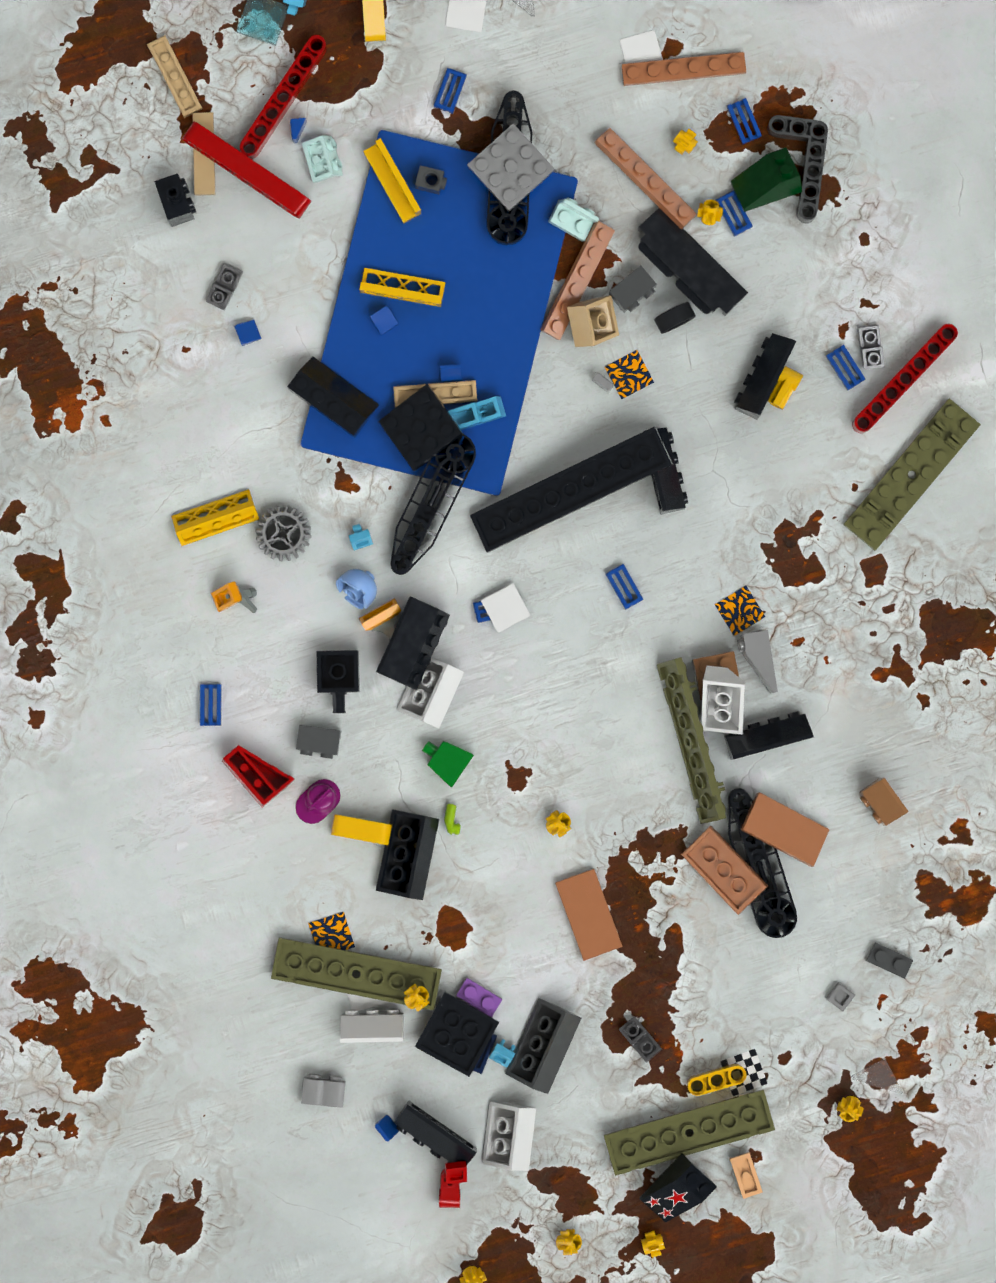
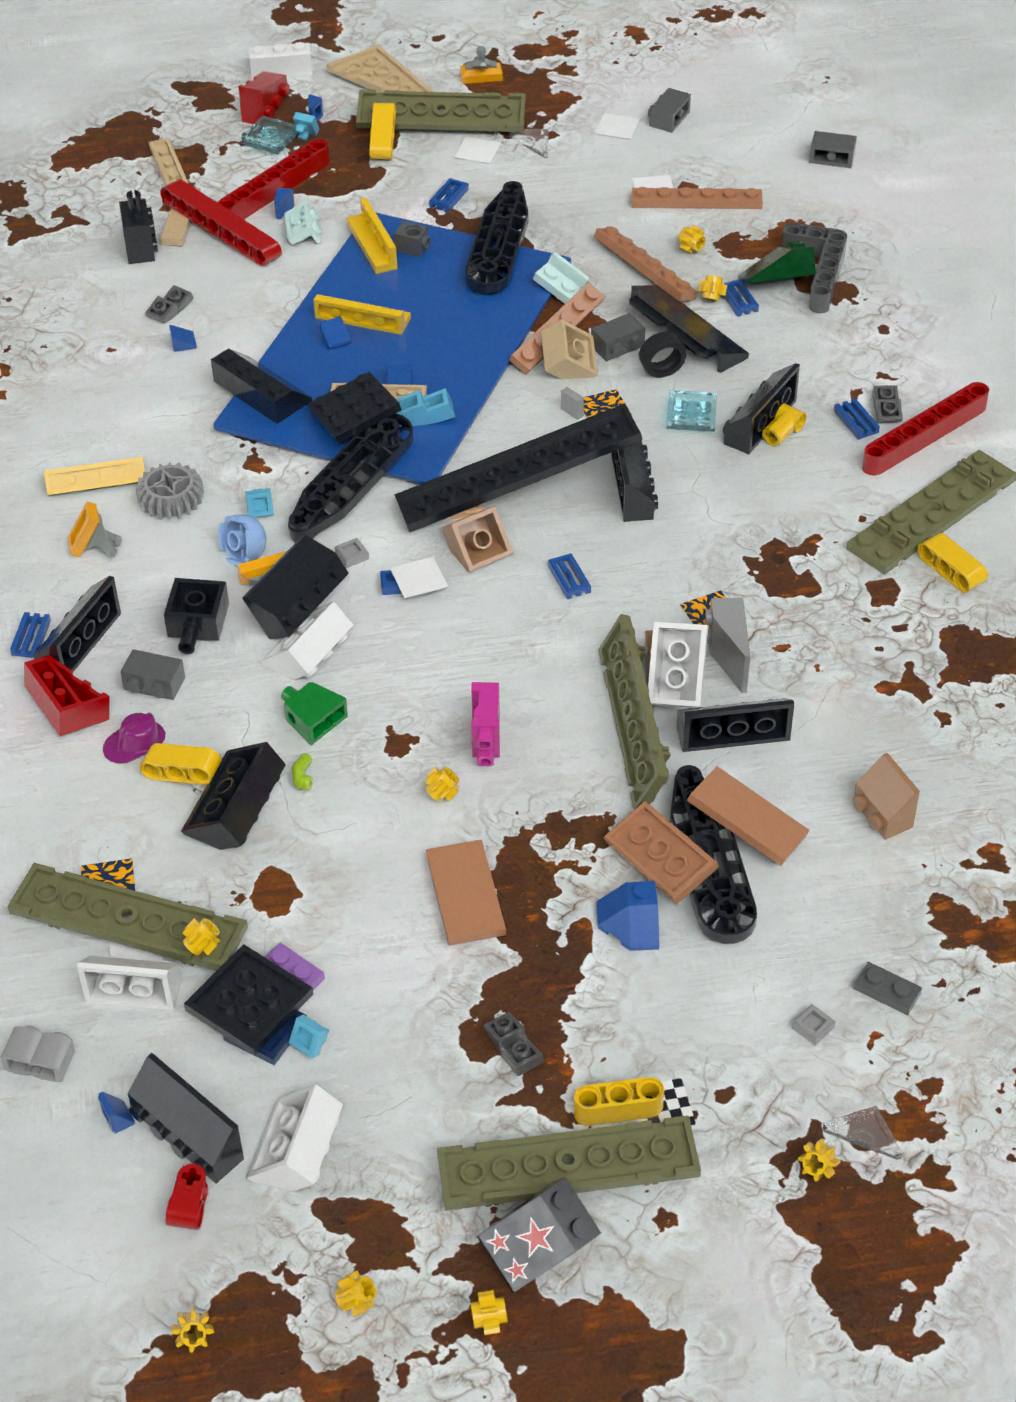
camera: 10 degrees right, 40 degrees down
(249, 704) = (83, 625): none -> black slope
(445, 581) = (352, 552): none -> light grey tile
(456, 1172) = (201, 1158): red plate -> none
(511, 167) = (500, 226): light grey plate -> none
(543, 1046) = (371, 1032): dark grey slope -> none
(546, 559) = (478, 539): none -> medium nougat slope
(584, 767) = (485, 722): none -> dark pink hips
(705, 378) = (691, 410): none -> clear light blue plate
(708, 925) = (631, 915): none -> blue slope
(738, 104) = (761, 236): blue tile -> none
(746, 1175) = (649, 1236): light nougat plate -> none
(928, 539) = (952, 562): none -> yellow beam

